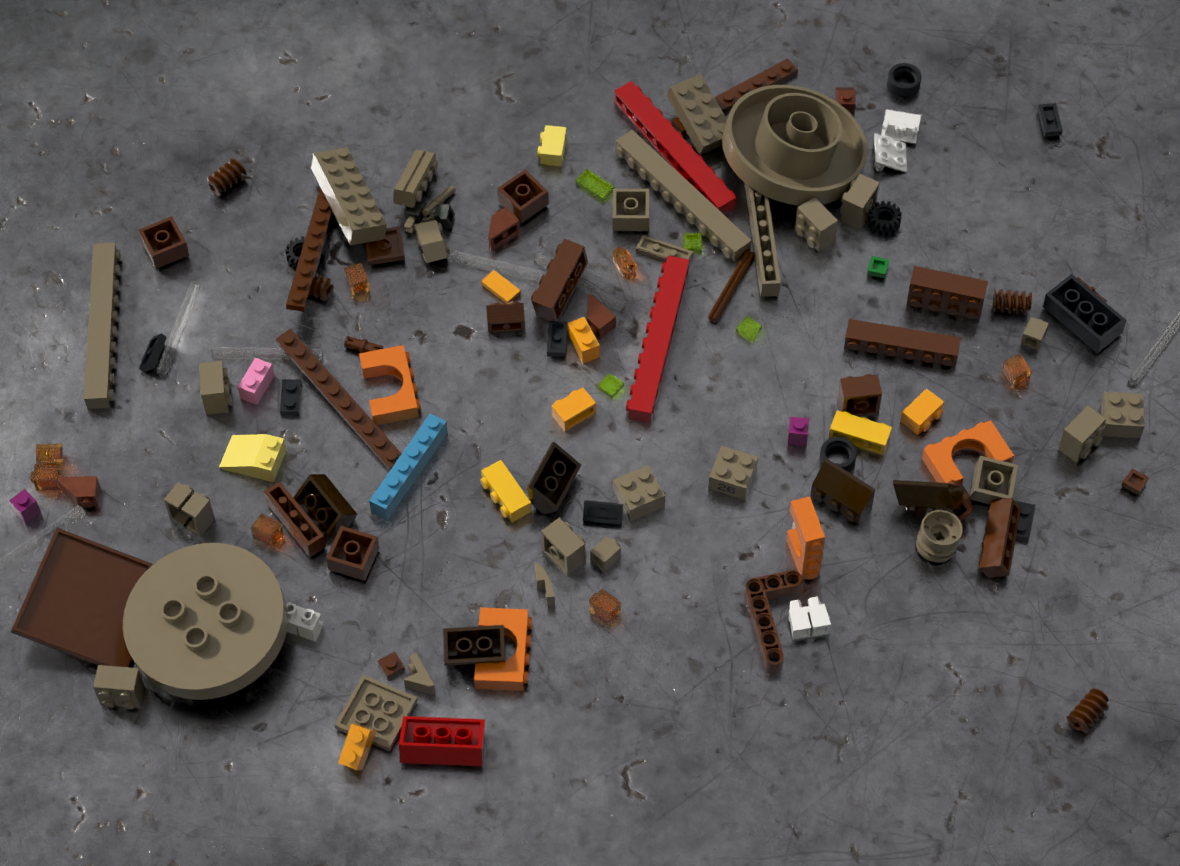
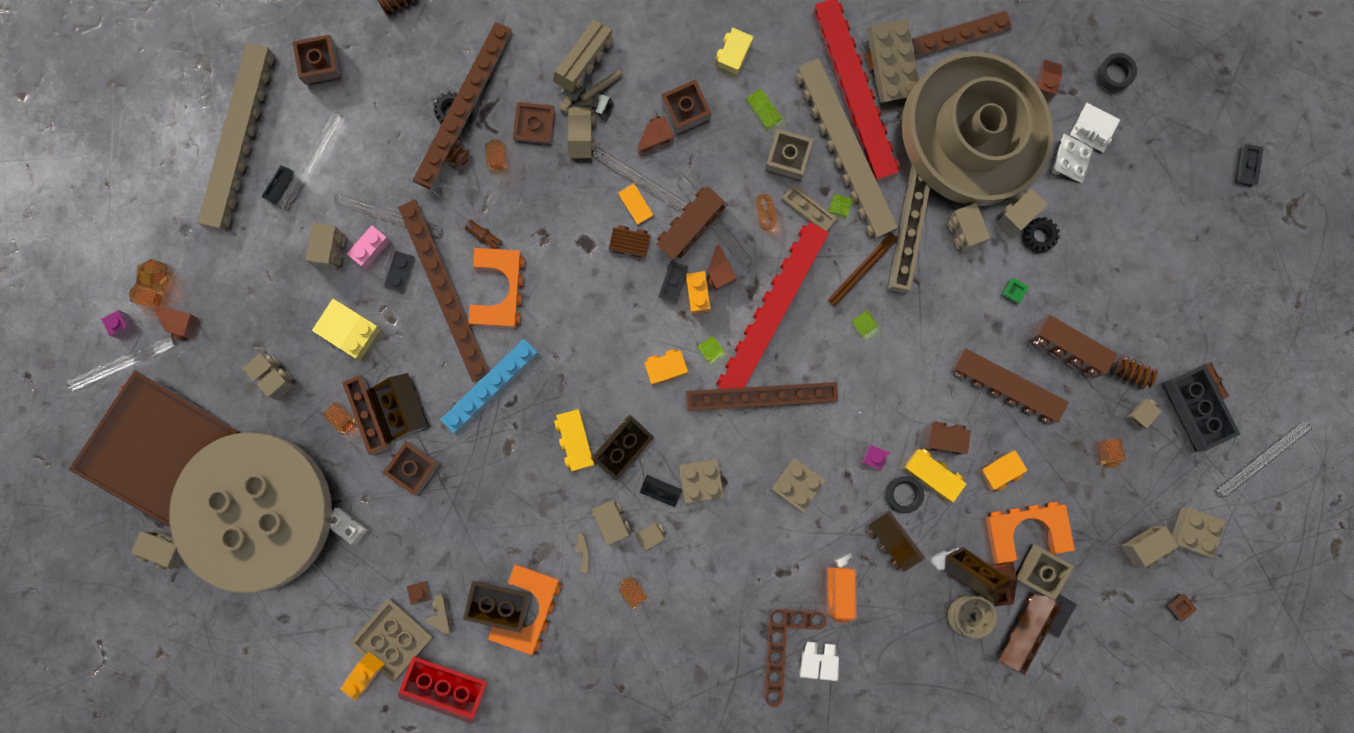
camera: 15 degrees right, 25 degrees up
(348, 196) = (510, 60): dark tan brick -> none
(672, 403) = (761, 396): none -> reddish brown plate

